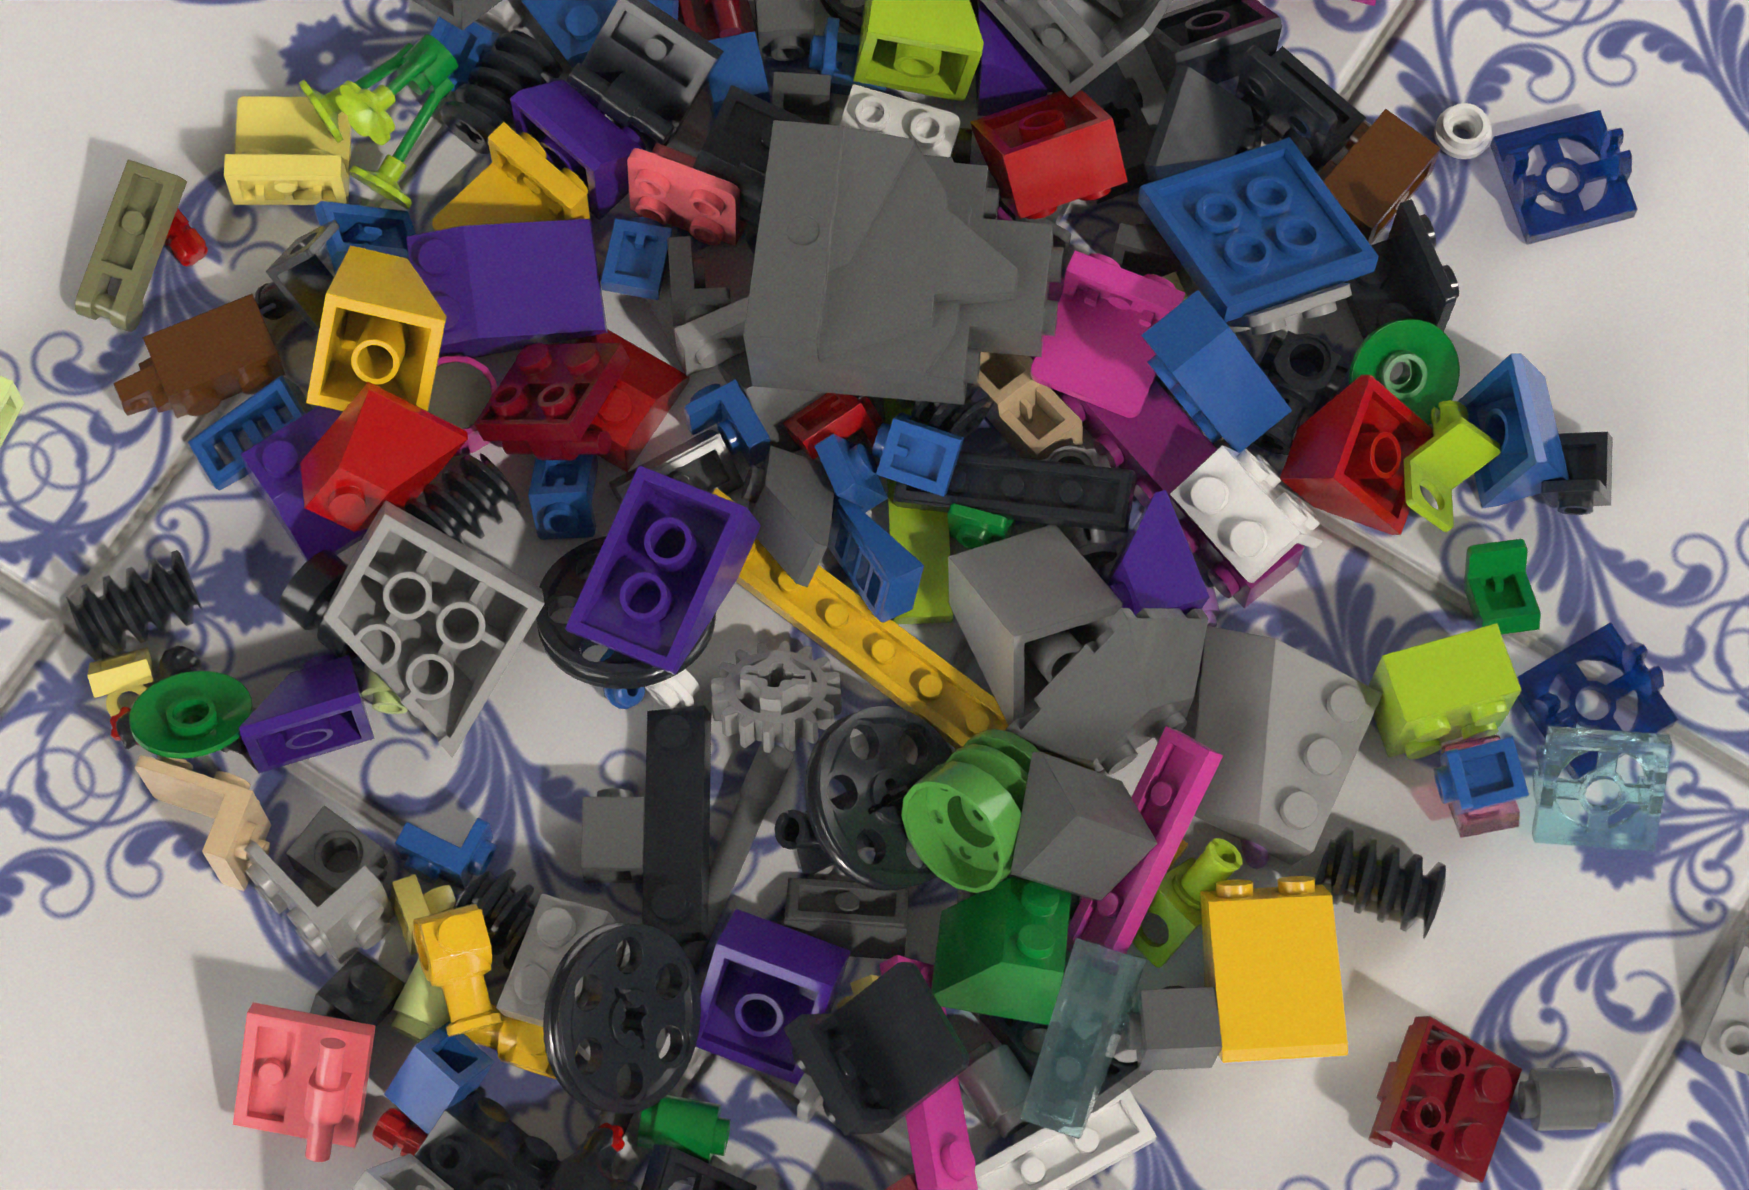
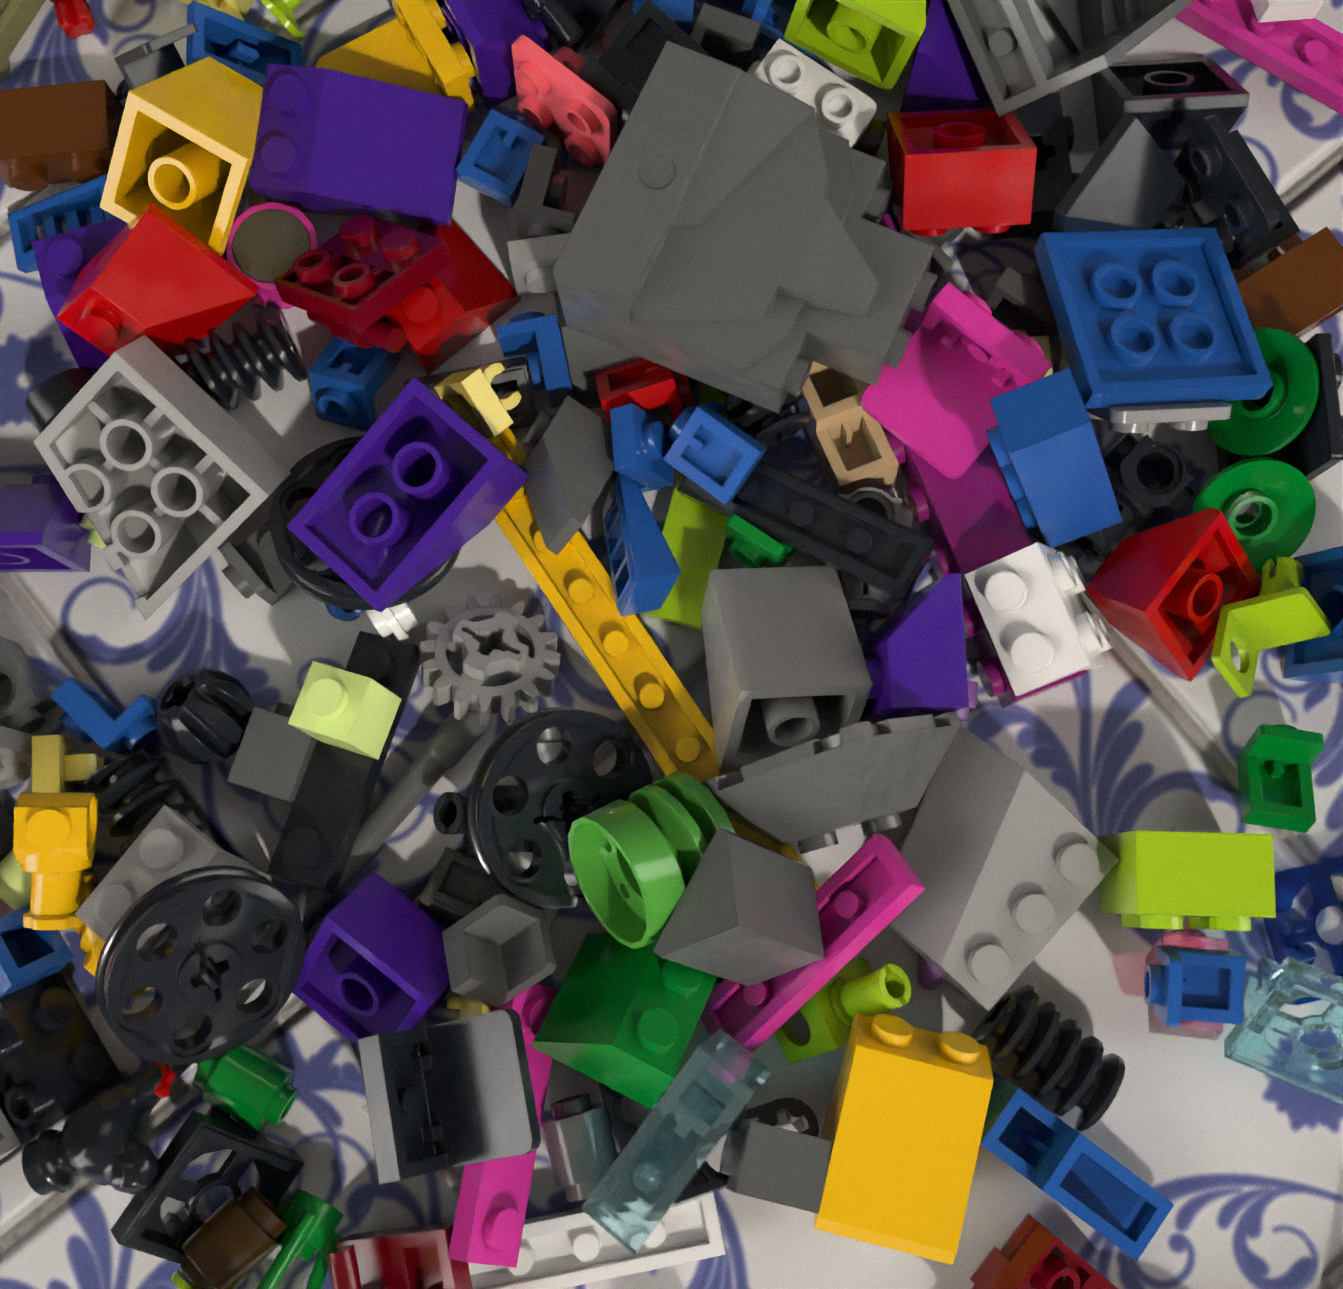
camera: 20 degrees right, 10 degrees up
(537, 682) = (257, 568): none -> dark grey bracket
(537, 822) = (203, 716): none -> black piece
(670, 770) = (345, 710): none -> yellowish green brick
(693, 469) = (476, 401): none -> light yellow tile
(874, 929) = (498, 950): none -> dark grey panel
(1385, 292) = (1263, 427): none -> green dish
(1429, 973) = (1072, 1169): none -> blue slope

